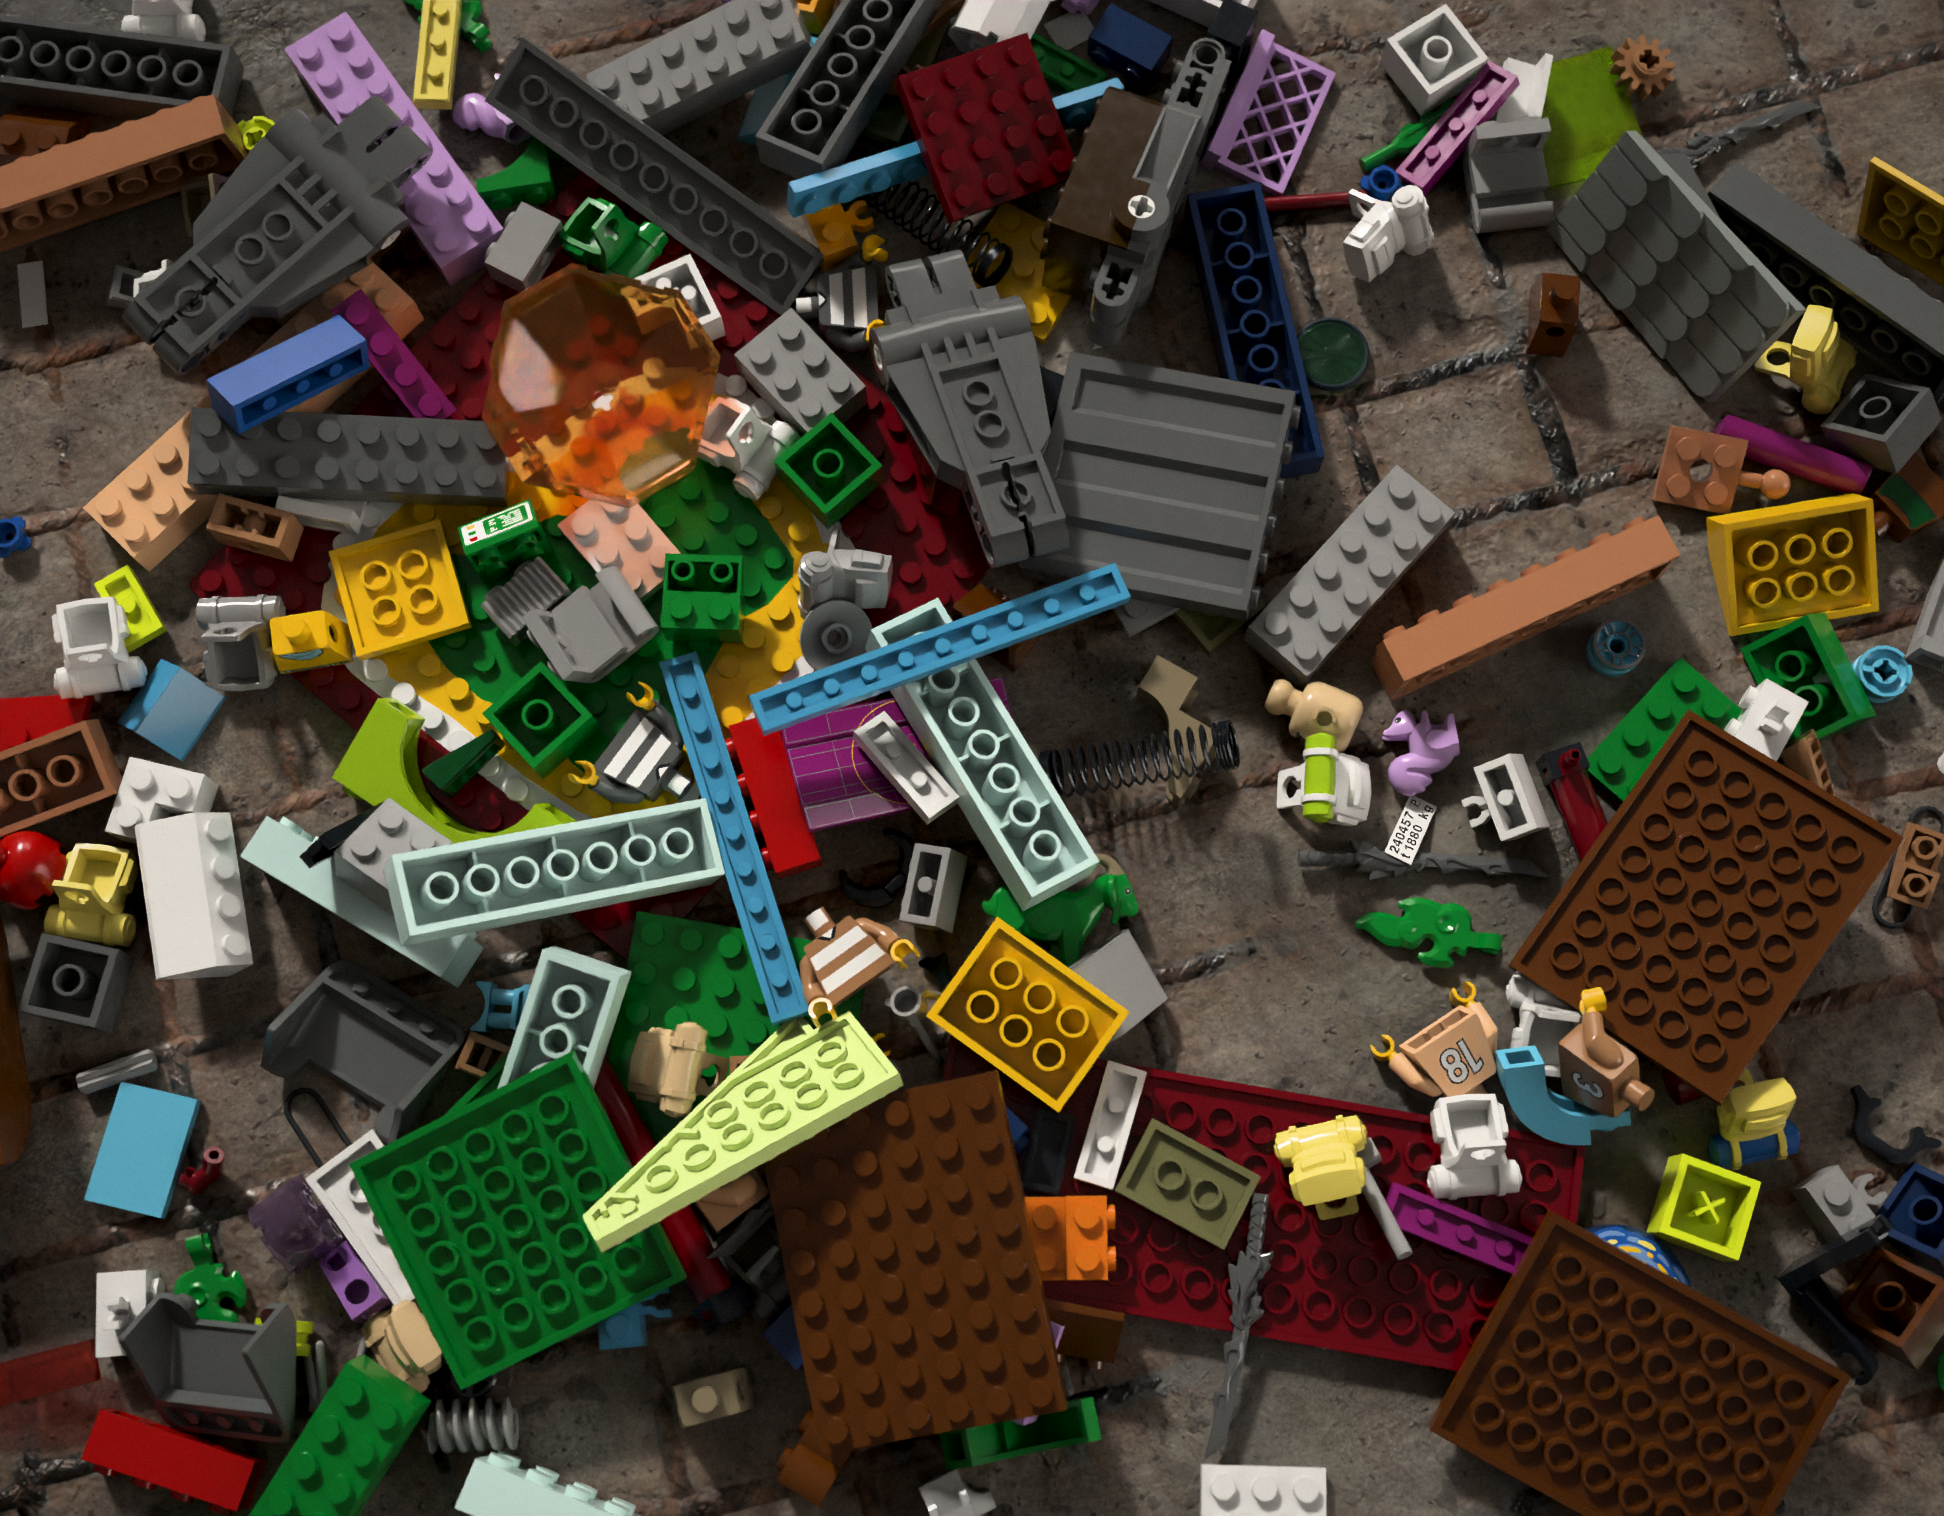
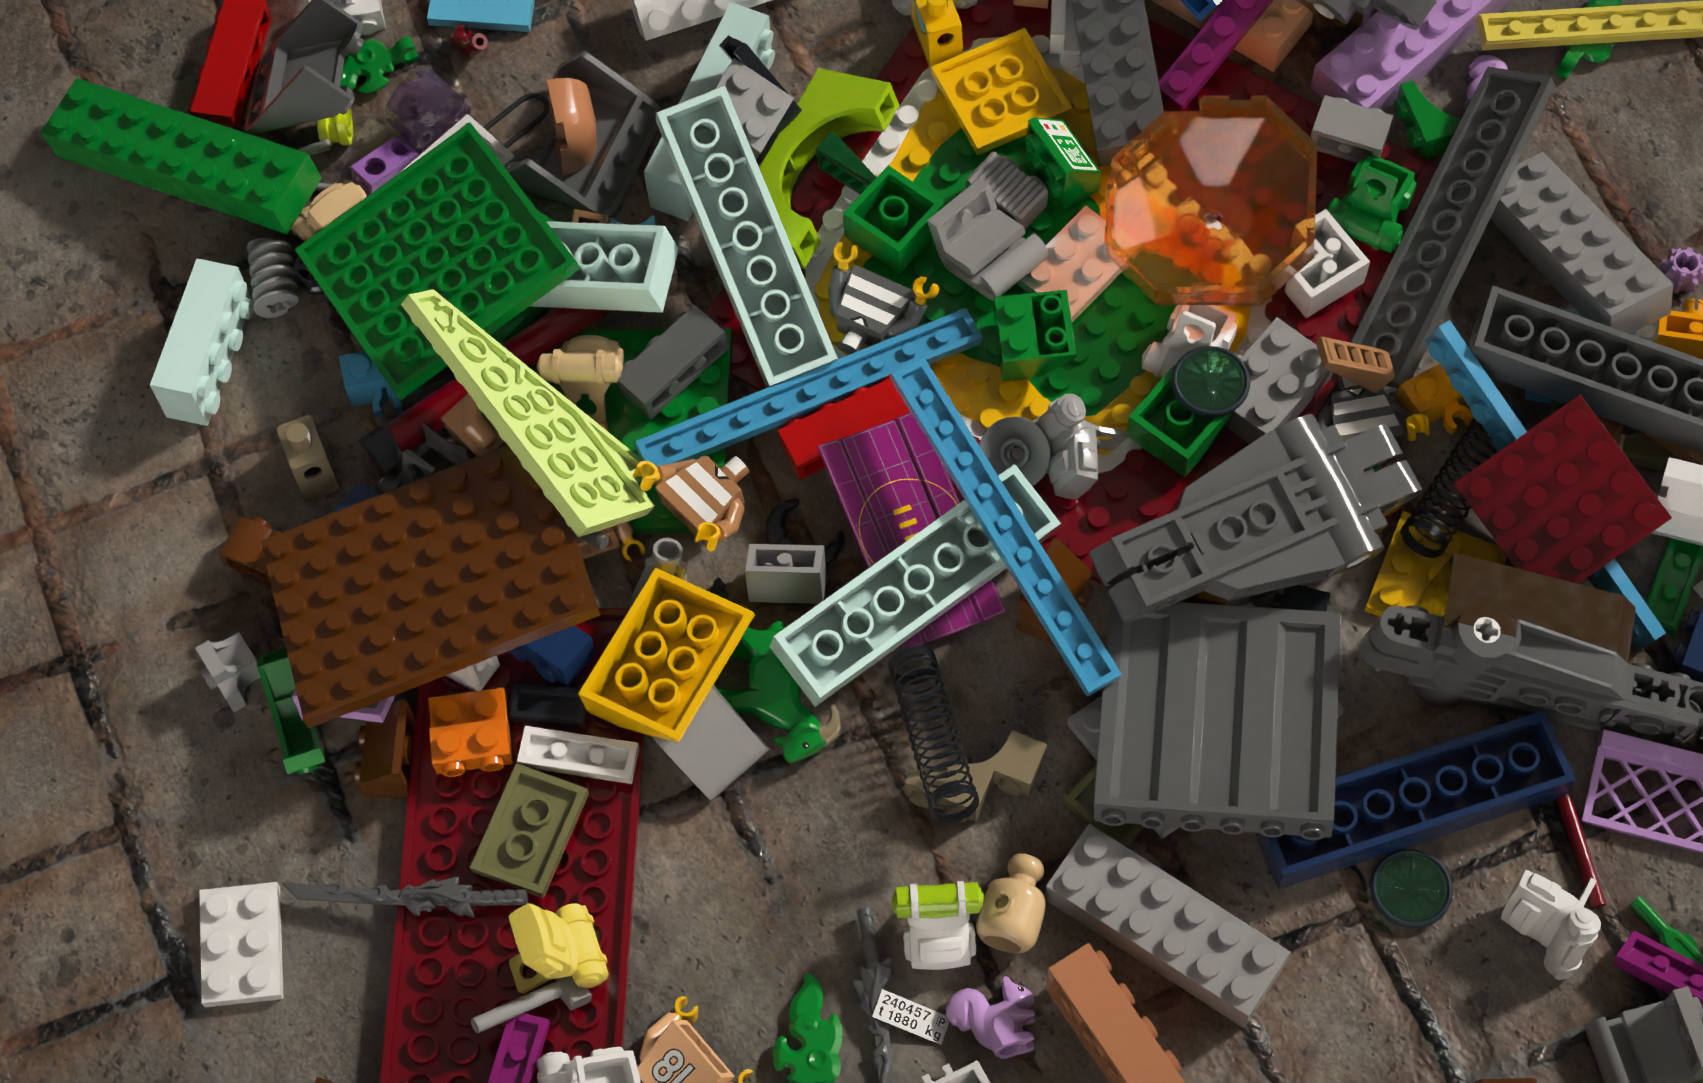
camera: 85 degrees right, 10 degrees down
(350, 1055) = (572, 122): none -> nougat brick
(674, 973) = (672, 361): none -> dark grey brick
(799, 287) = (1357, 363): none -> medium nougat slope
(801, 427) = (1210, 381): none -> clear green wheel
(905, 767) = (892, 522): white plate -> none
(1383, 175) = (1628, 921): blue plate -> none

